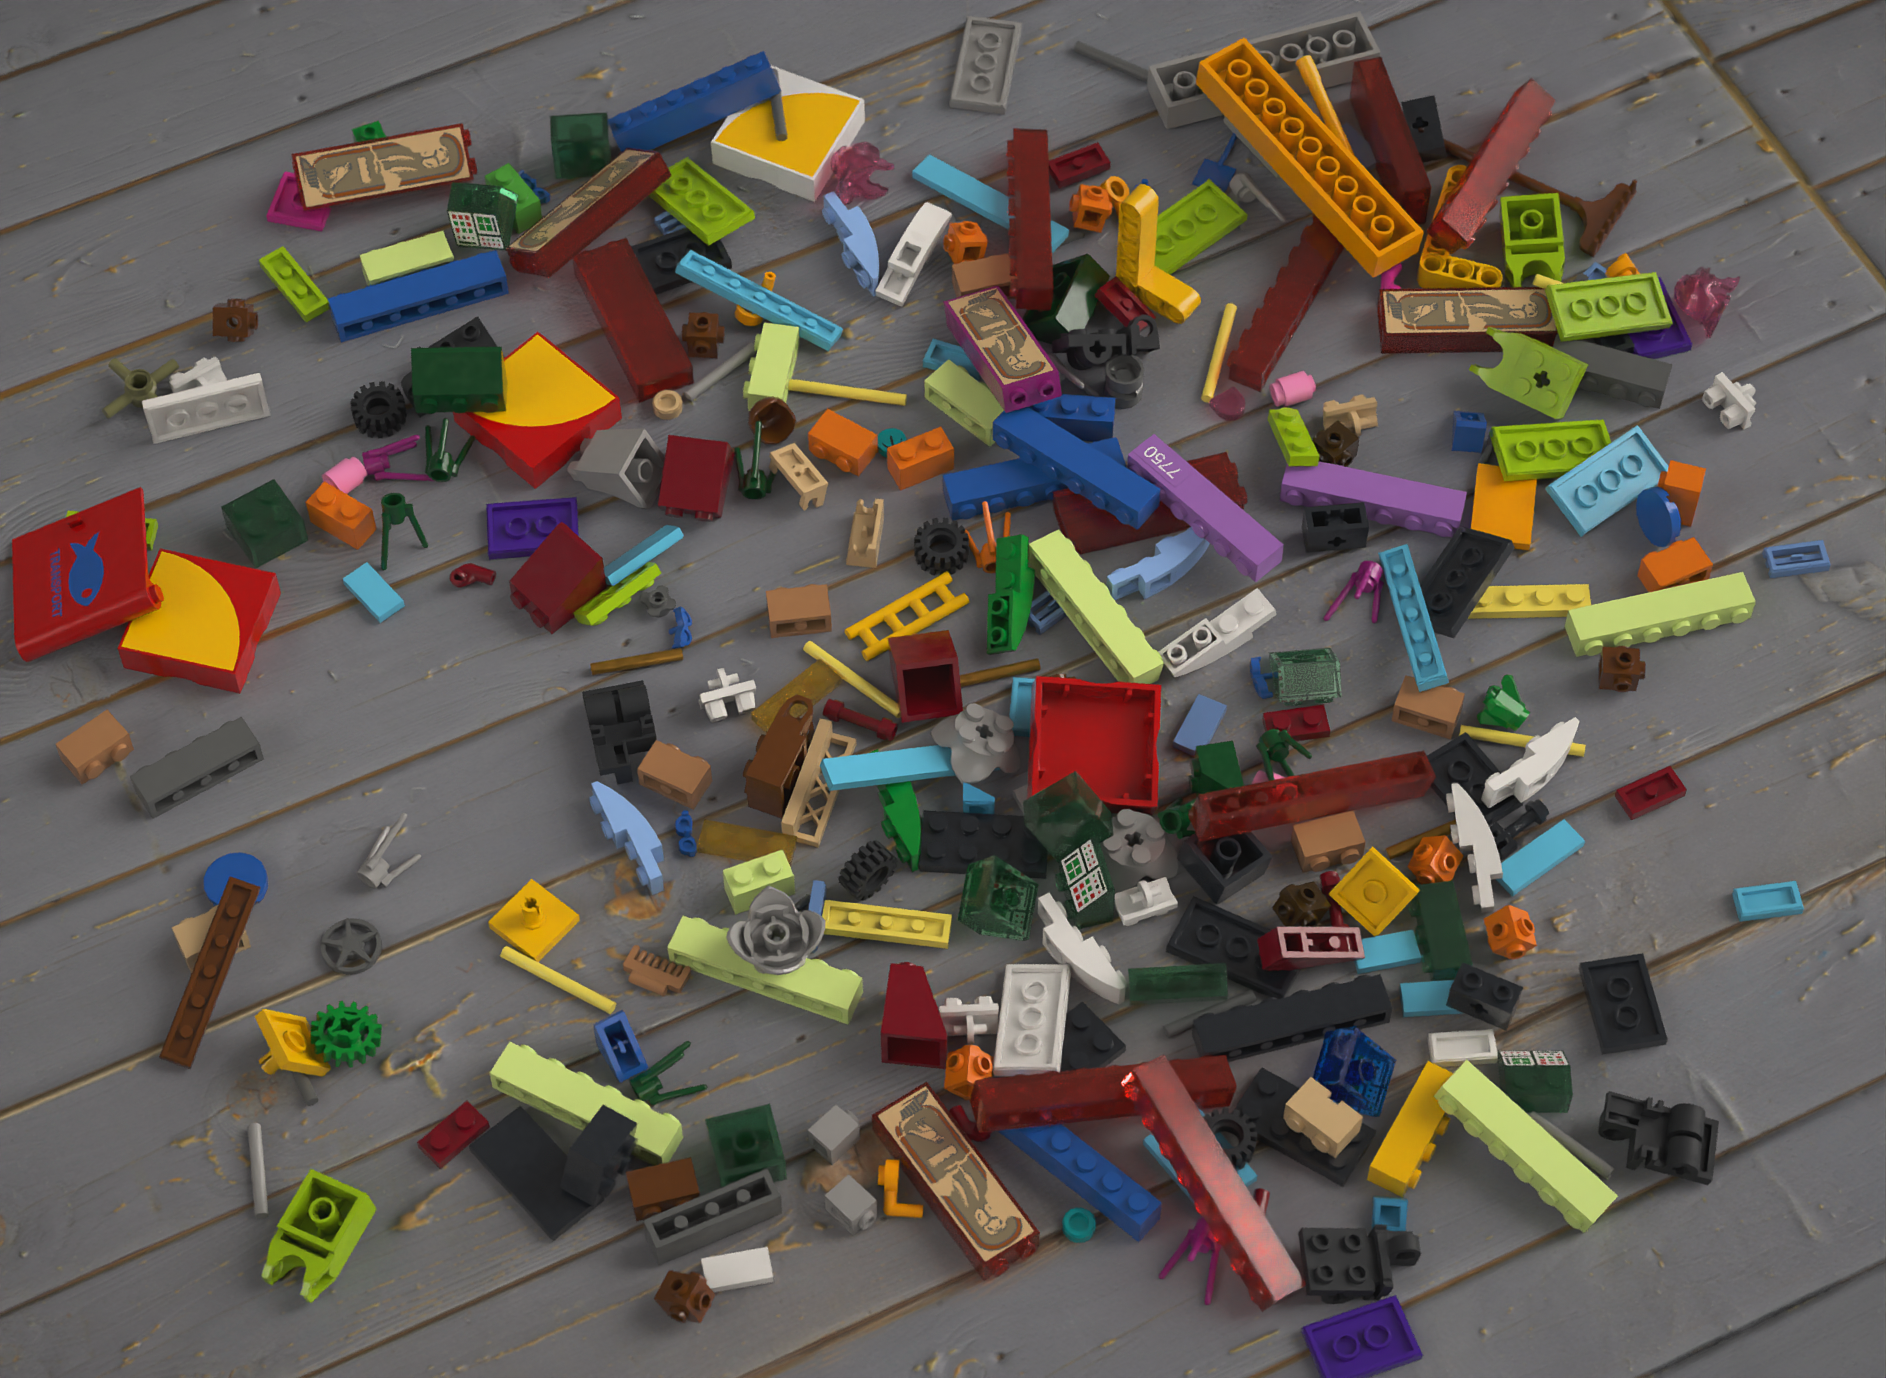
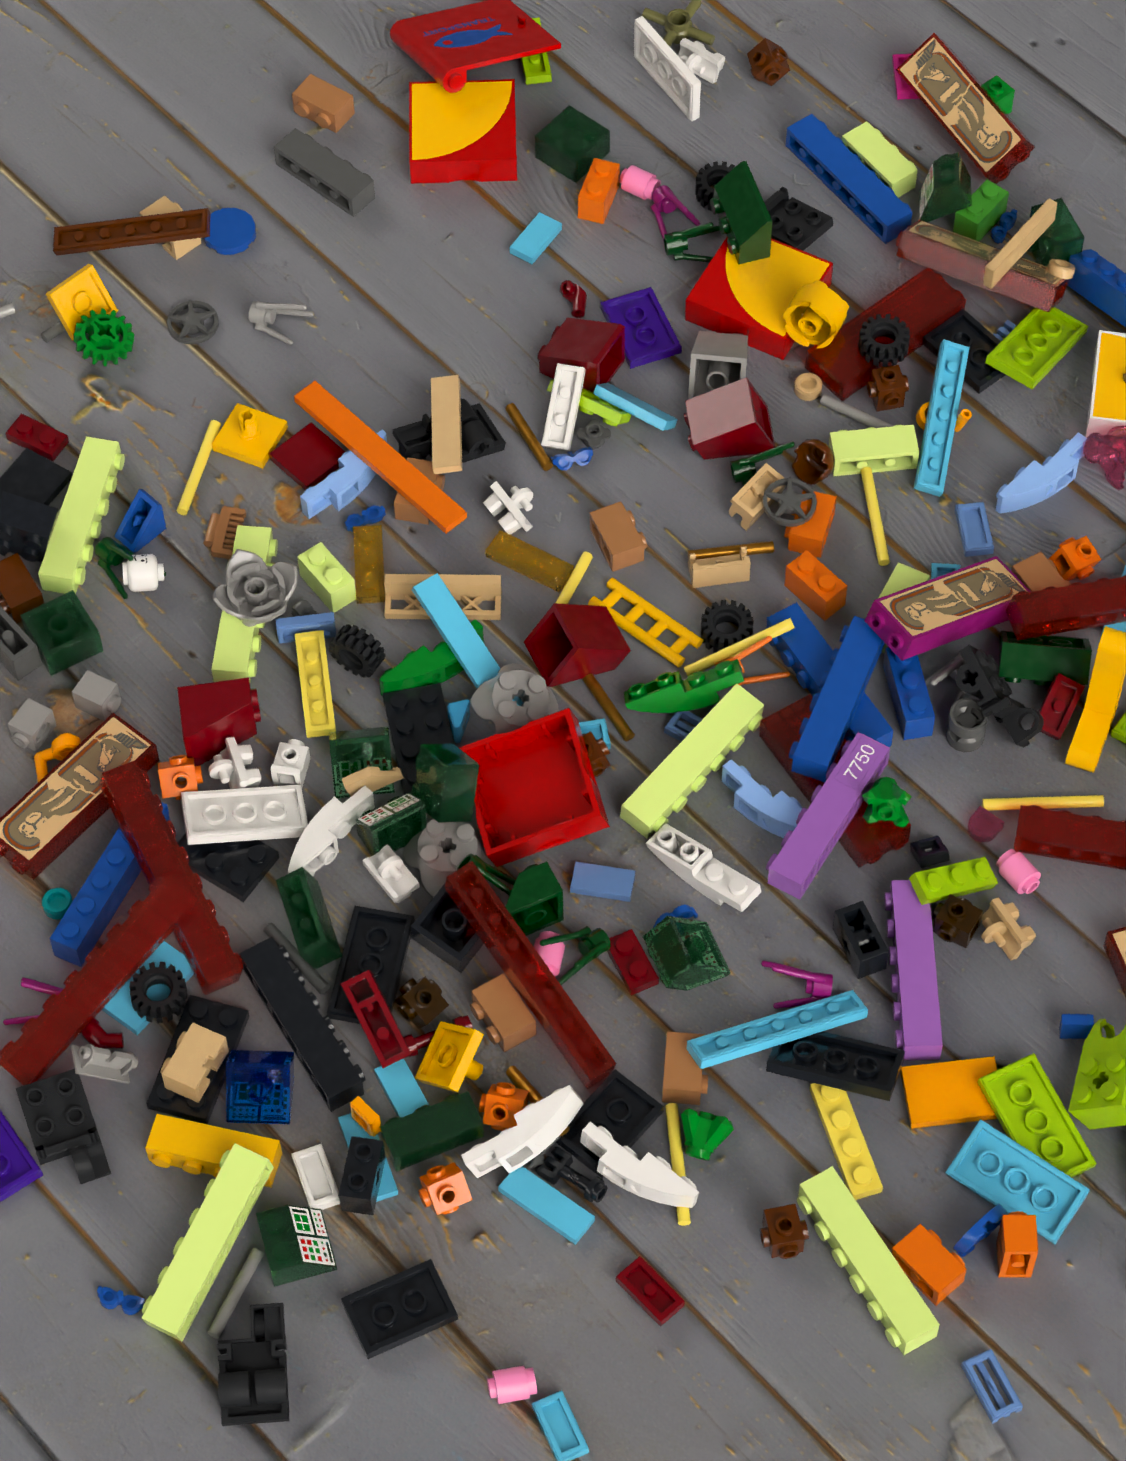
camera: 75 degrees right, 0 degrees up
(294, 284) = (828, 91): lime plate -> none
(394, 513) = (602, 216): dark green plant -> none
(585, 870) = (307, 456): none -> dark red tile
(602, 160) = (1020, 243): none -> tan tile
(612, 357) = (815, 315): none -> yellow brick
(618, 716) = (446, 424): none -> tan tile
(623, 613) = (563, 407): none -> white tile
(624, 149) = (1061, 268): none -> tan tile
(629, 791) = (380, 457): none -> orange tile
(658, 326) = (884, 328): none -> black tyre
(696, 1057) = (142, 573): none -> white head
(779, 759) = (450, 551): reddish brown brick -> none
(823, 447) = (789, 502): none -> dark grey wheel
(835, 710) = (524, 595): dark red bar -> none
(846, 522) = (752, 549): none -> pearl gold bar
(889, 438) = (833, 560): teal tile -> none
(892, 317) = (974, 529): none -> medium blue tile
(912, 253) = (1049, 518): white slope -> none
(975, 538) = (734, 649): none -> light yellow bar
(983, 974) = (290, 763): none -> white brick
(1031, 893) = (372, 778): none -> tan tile
(1207, 455) = (886, 802): none -> green rock
(1248, 452) = (929, 851): none -> black tile
(1293, 1207) = (102, 1063): none -> light grey hinge
(1390, 1211) = (127, 1150): dark azure slope -> none
(1419, 981) = (365, 1116): none -> light orange tile
(1465, 391) = (1075, 1026): none -> blue tile
(1468, 431) = (1034, 1036): blue slope -> none
(1560, 1244) = (111, 1299): none -> blue piece
(1721, 925) = (512, 1384): none -> bright pink brick

